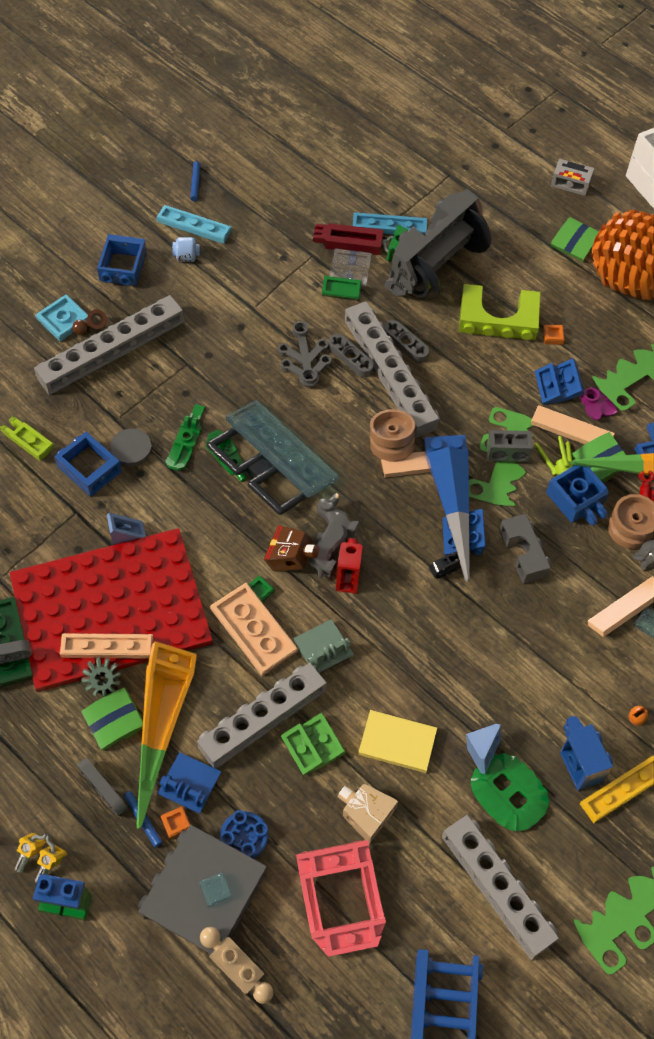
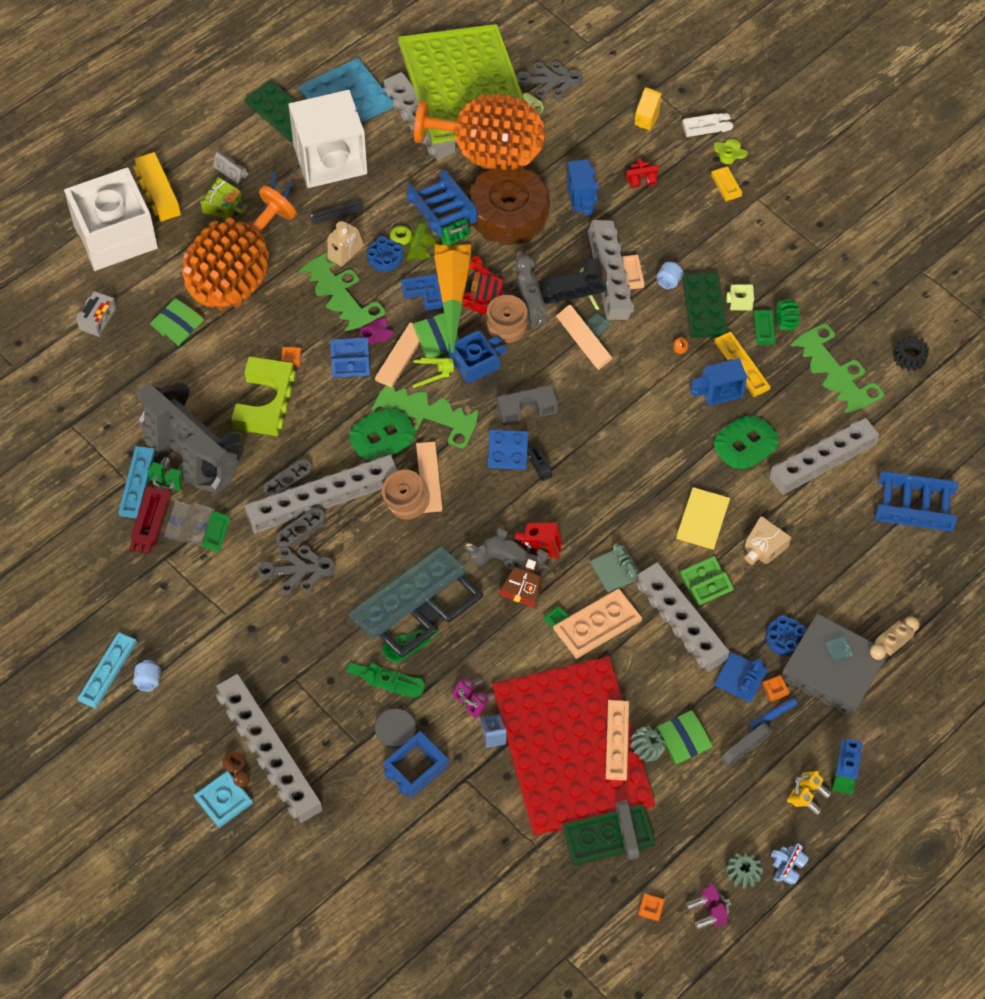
camera: 85 degrees left, 0 degrees up
(28, 439) = (379, 824): lime hinge -> none
(117, 245) = (135, 732): blue window -> none
(165, 690) = (660, 692): light orange plate -> none
(168, 502) = (477, 702): none -> magenta piece
(195, 181) = (46, 668): blue piece -> none
(334, 860) = (810, 567): coral wedge -> none
(450, 470) = (443, 452): blue plate -> none
(458, 424) = (388, 444): none -> green piece
(483, 745) = (712, 453): medium blue slope -> none
(509, 445) = (423, 402): dark grey brick -> none

